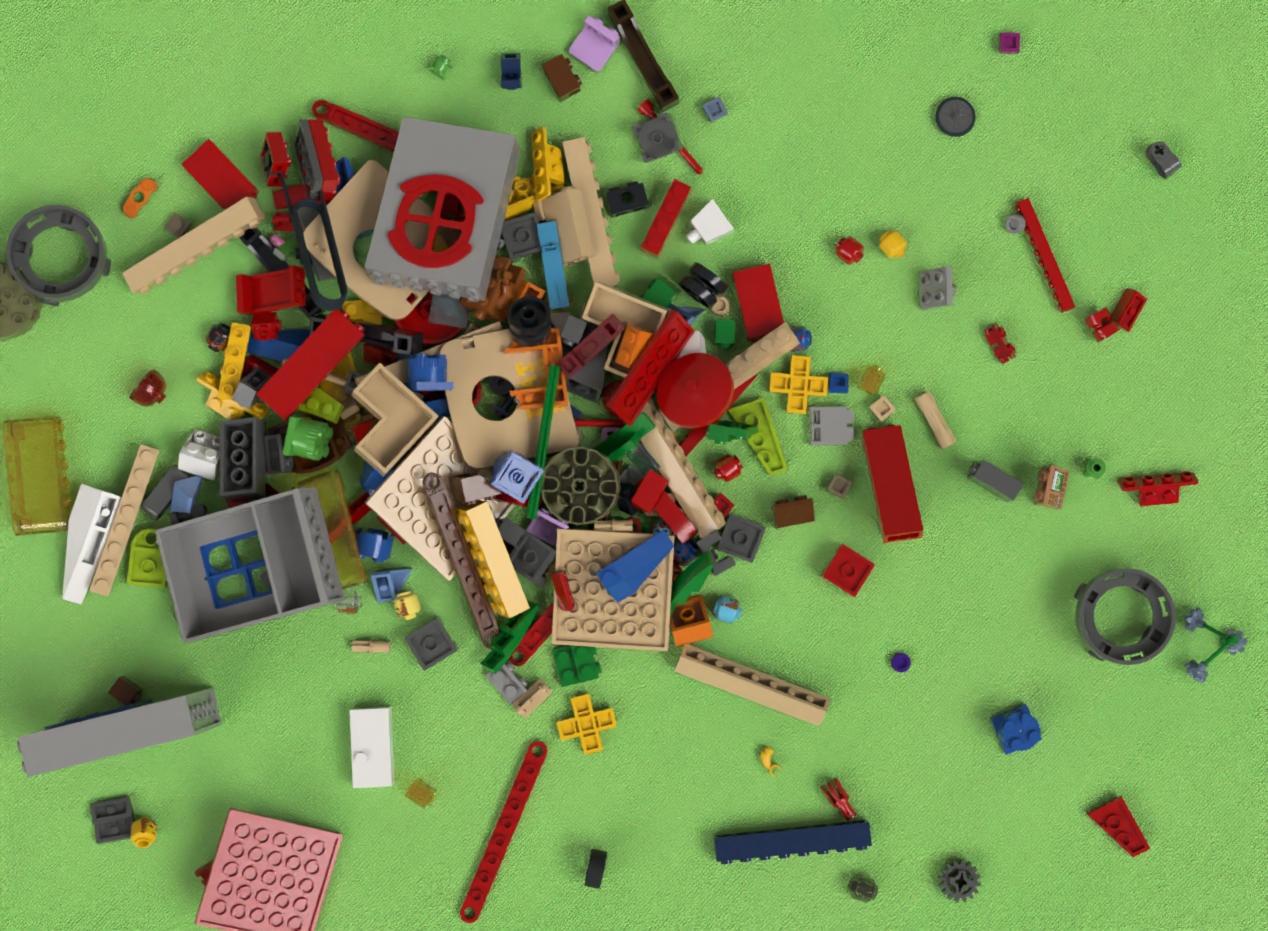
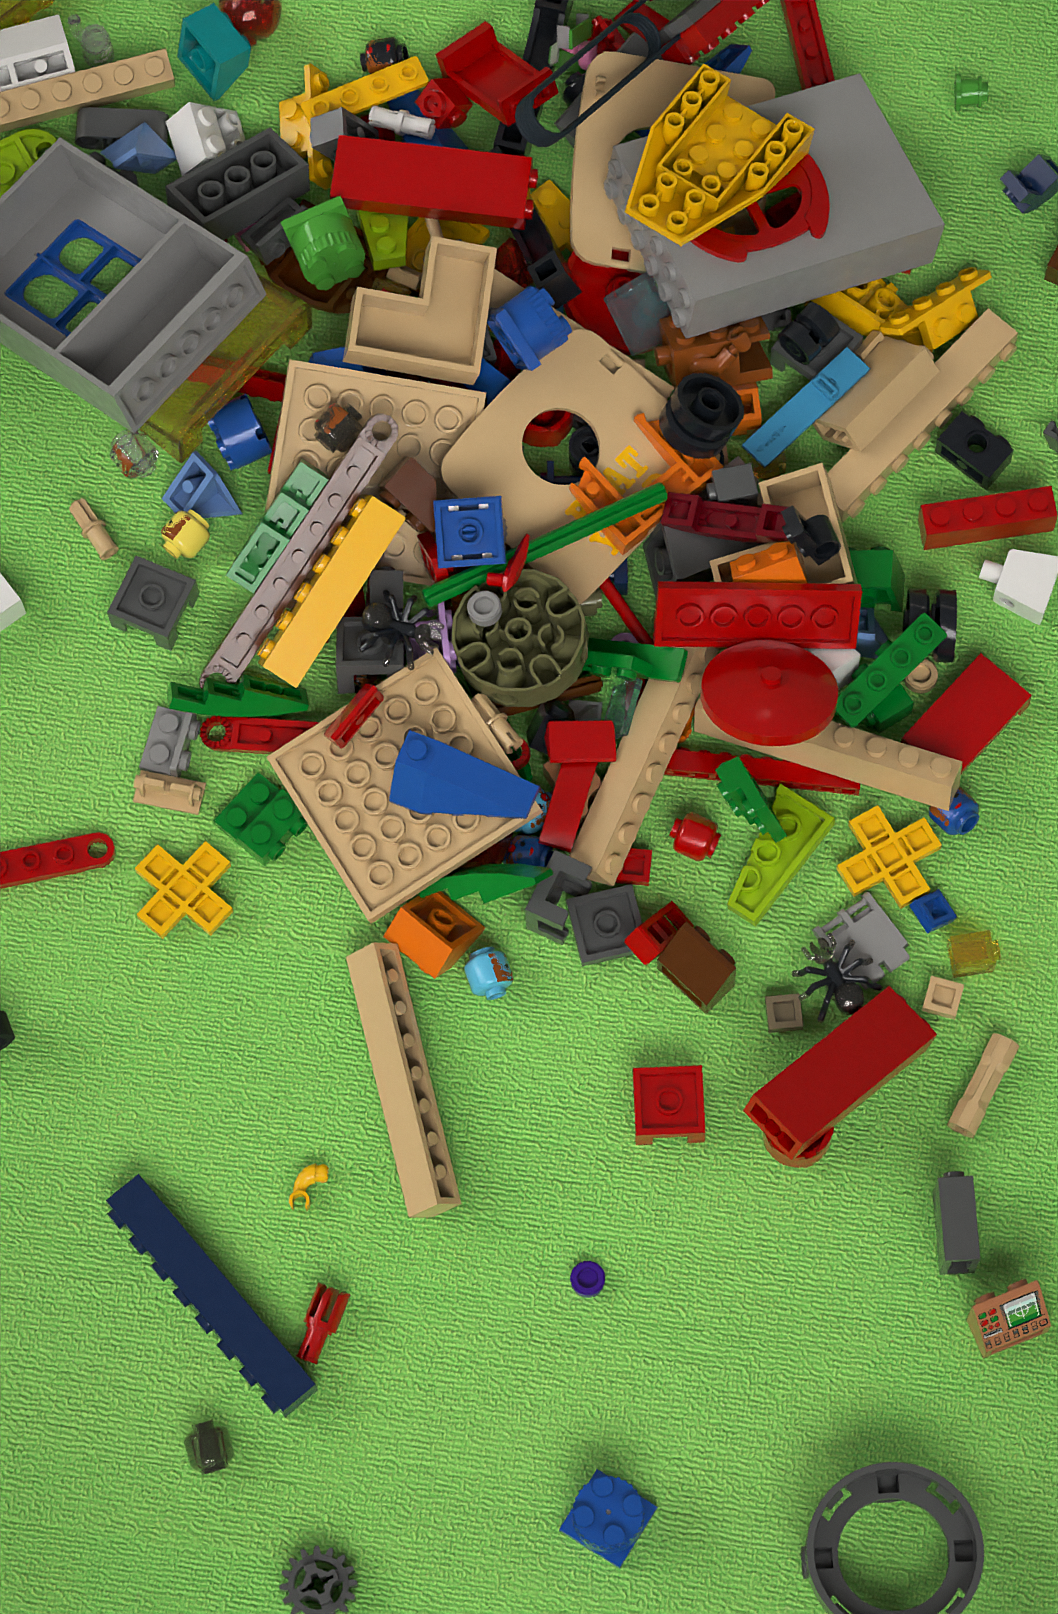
camera: 55 degrees right, 15 degrees down
(108, 474) = (94, 42): none -> clear piece
(156, 419) = (213, 50): none -> teal slope
(263, 354) = (402, 122): none -> white pin
(278, 242) = (570, 38): none -> piece
(410, 228) = (710, 159): none -> yellow wedge
(416, 502) = (338, 427): none -> clear smoke head
(442, 563) = (277, 526): none -> slope
(519, 238) = (813, 328): none -> black wheel
(534, 541) = (395, 628): none -> animal
(546, 465) = (514, 568): none -> red bar
(557, 494) = (484, 608): none -> light grey tile
(632, 314) = (812, 536): none -> black plate
(715, 323) = (886, 672): none -> green bracket
(766, 528) = (656, 933): none -> red slope
(844, 452) = (839, 981): none -> animal

